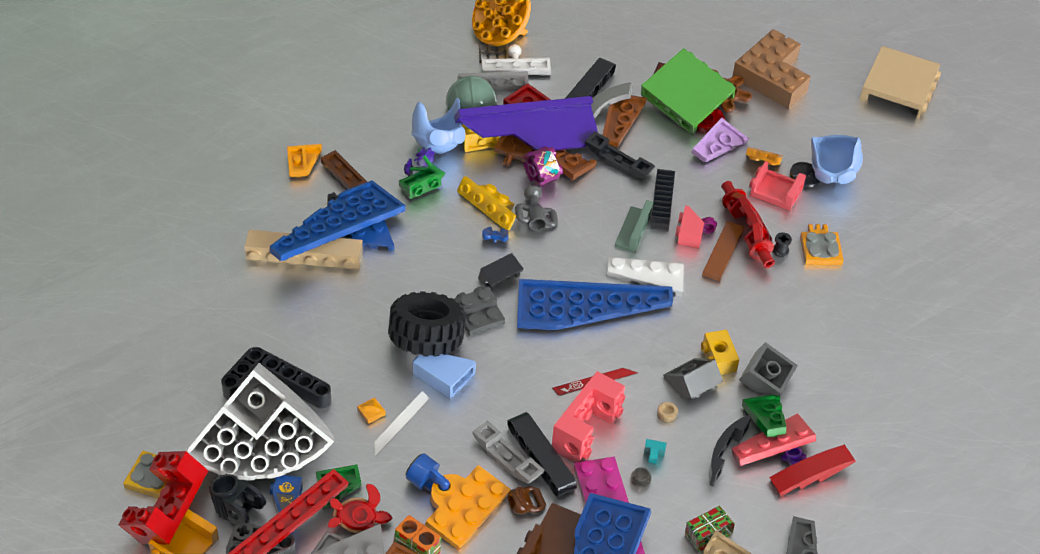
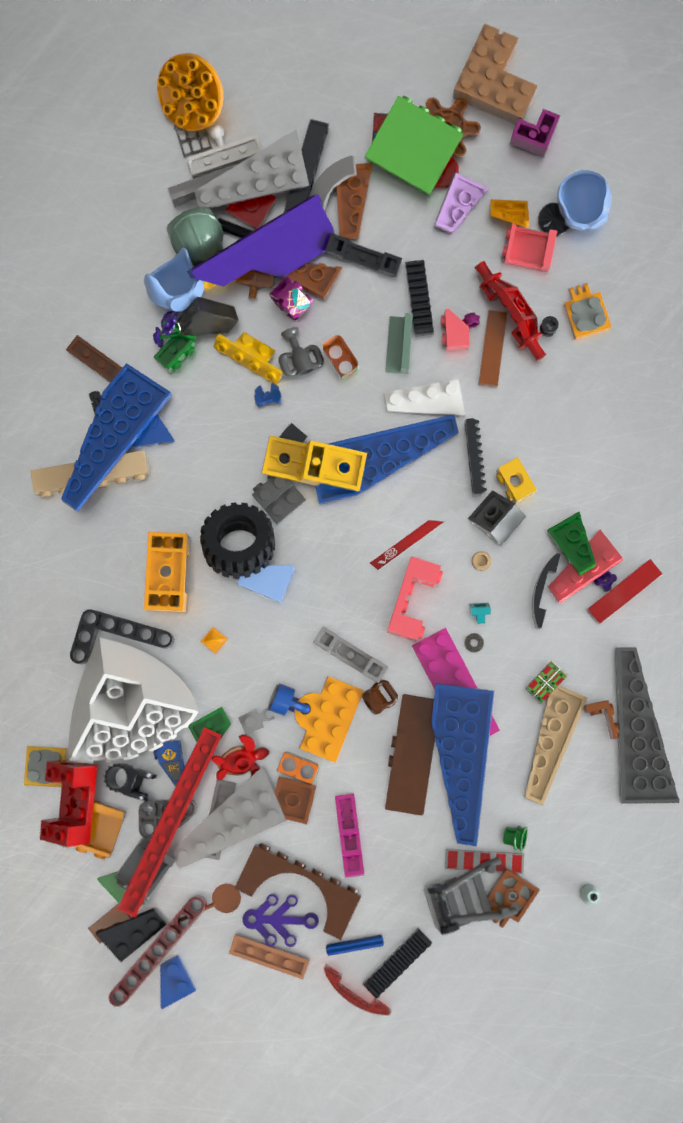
camera: 10 degrees left, 35 degrees up
(302, 159) = (47, 354): light orange wing -> none
(338, 349) = (161, 592): none -> light orange plate
(388, 489) = (252, 721): none -> light grey plate
(400, 421) = (243, 642): white sticker -> none
(460, 160) = (207, 317): none -> clear smoke slope
(523, 280) = (314, 463): none -> yellow bracket
(538, 448) = (380, 644): black beam -> none
(548, 77) = (266, 173): none -> light grey wing
(575, 209) = (339, 341): none -> orange piece
(684, 325) = (474, 460): none -> black gear
(768, 371) = (565, 492): dark grey slope -> none
(801, 111) = (535, 137): none -> magenta brick
(902, 79) = (632, 54): tan panel -> none

